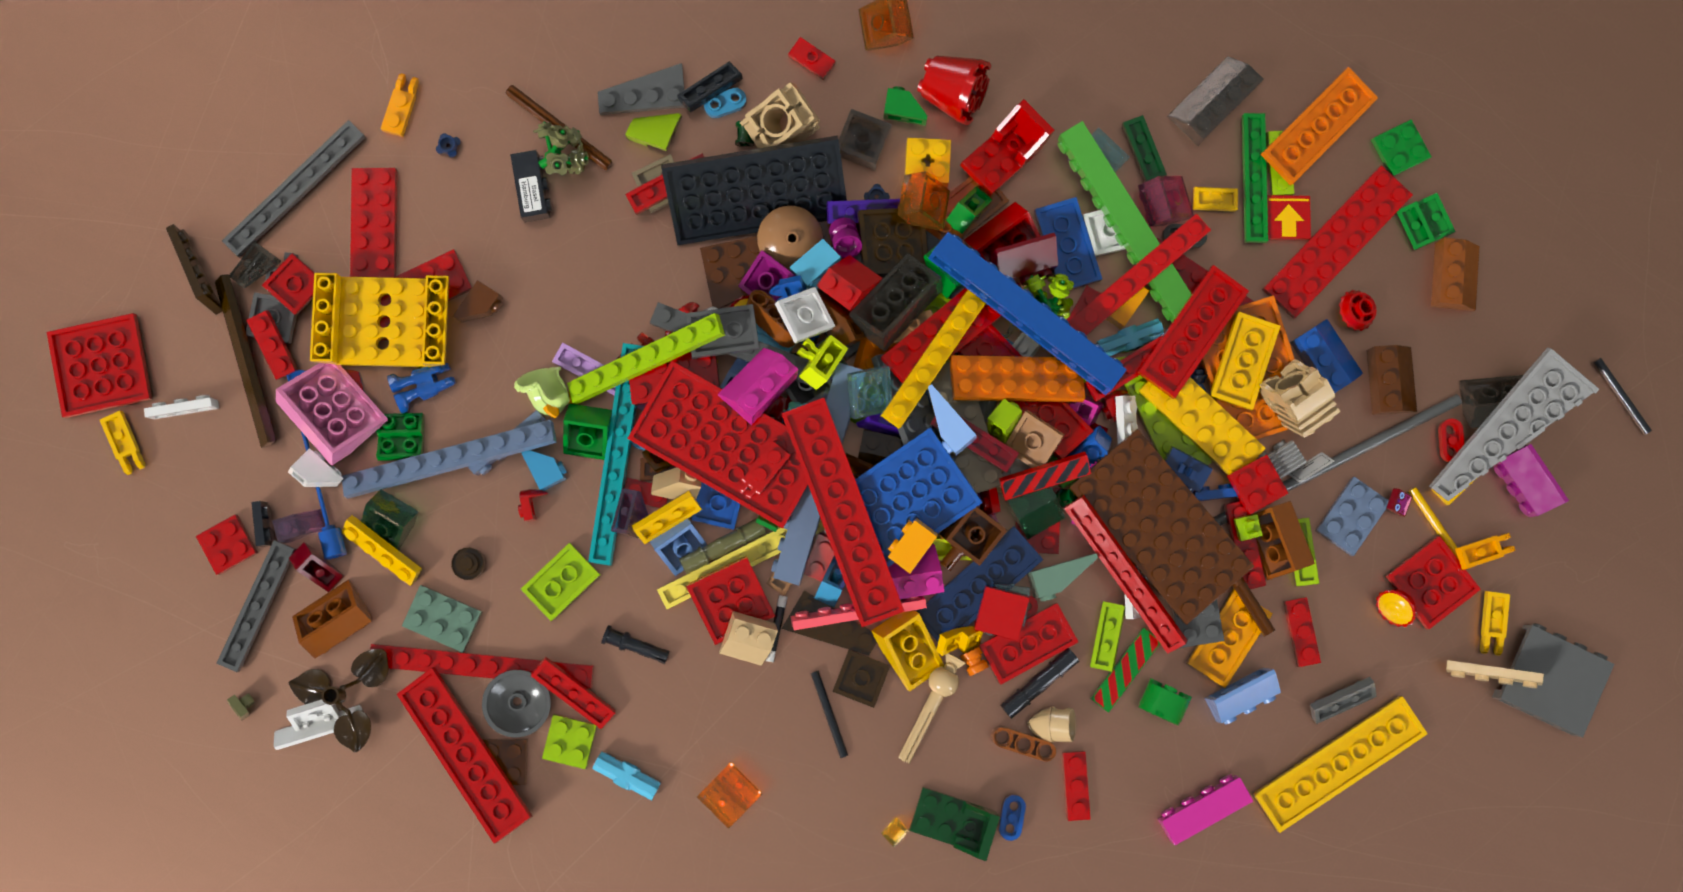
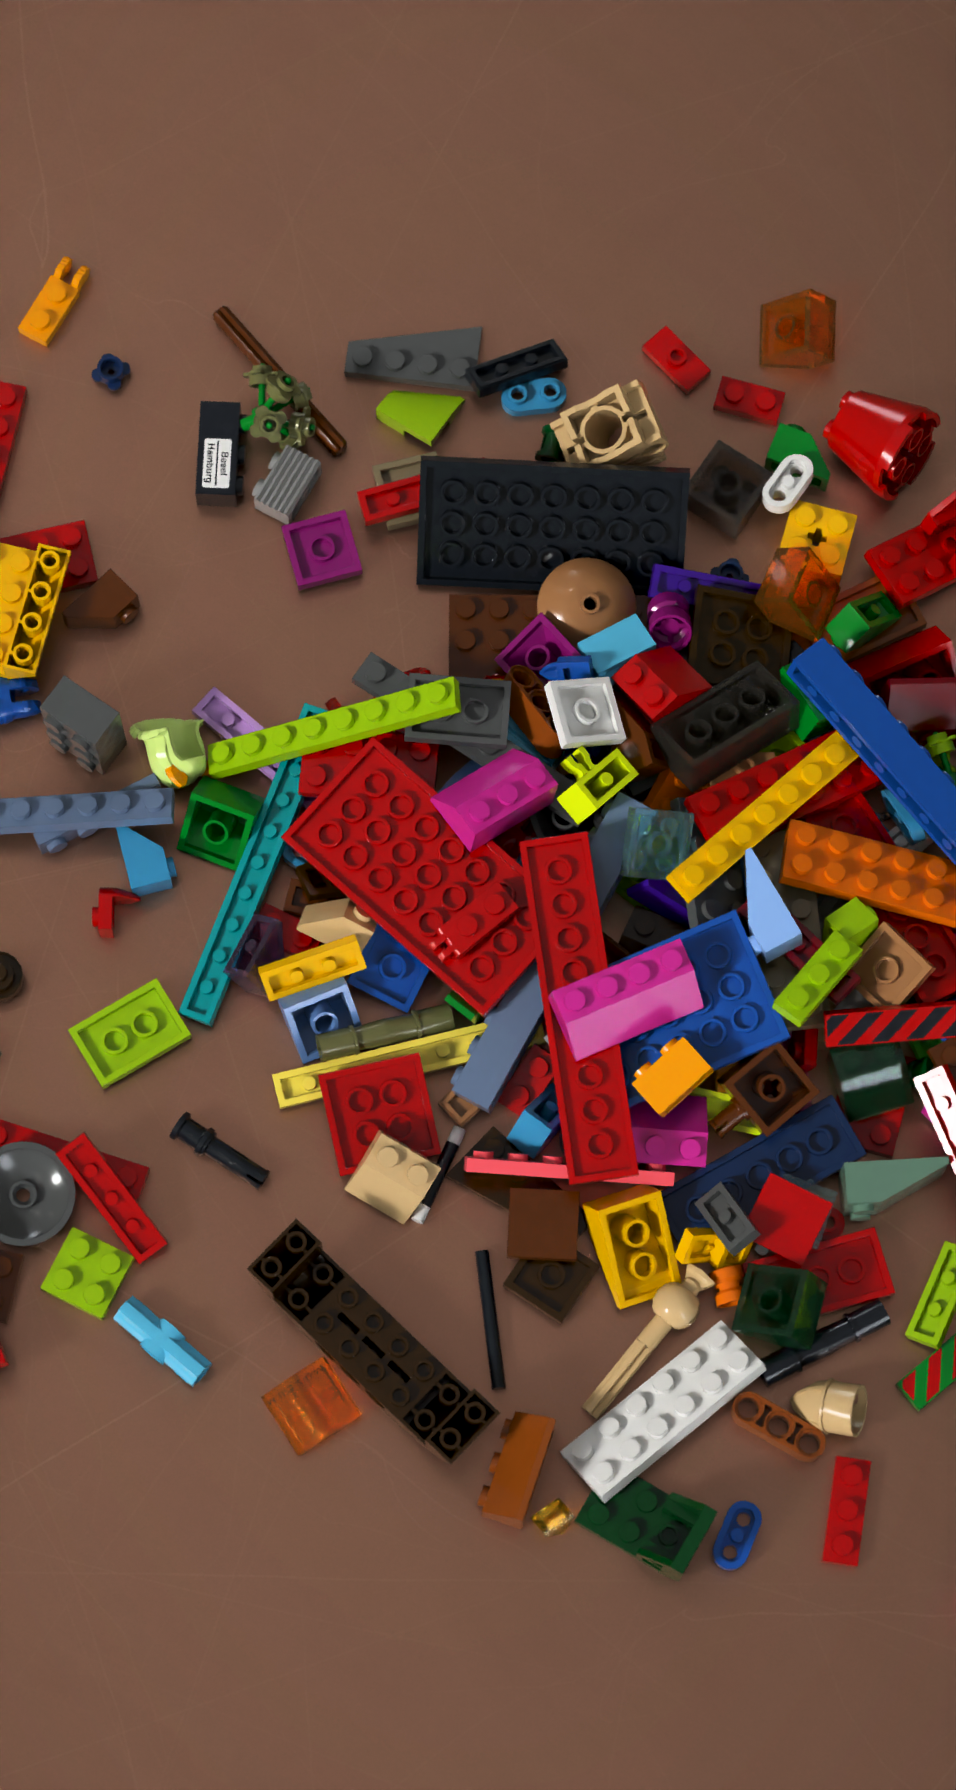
camera: 15 degrees right, 10 degrees down
(482, 391) = (83, 726): none -> dark grey brick
(578, 197) = (287, 484): none -> light grey brick
(611, 235) = (322, 550): none -> magenta plate
(761, 753) = (370, 1345): none -> dark brown slope
(849, 649) = (543, 1224): none -> reddish brown tile
(864, 75) = (749, 401): none -> red plate
(866, 808) = (517, 1468): none -> dark orange slope
(873, 503) = (627, 999): none -> dark pink slope
(901, 130) = (786, 486): none -> white plate
(949, 750) = (663, 1411): none -> white plate
(965, 622) = (727, 1218): none -> dark grey plate
(991, 461) = (817, 978): none -> lime plate
(1009, 669) = (780, 1305): none -> clear green slope
(1028, 342) = (905, 822): none -> dark azure plate

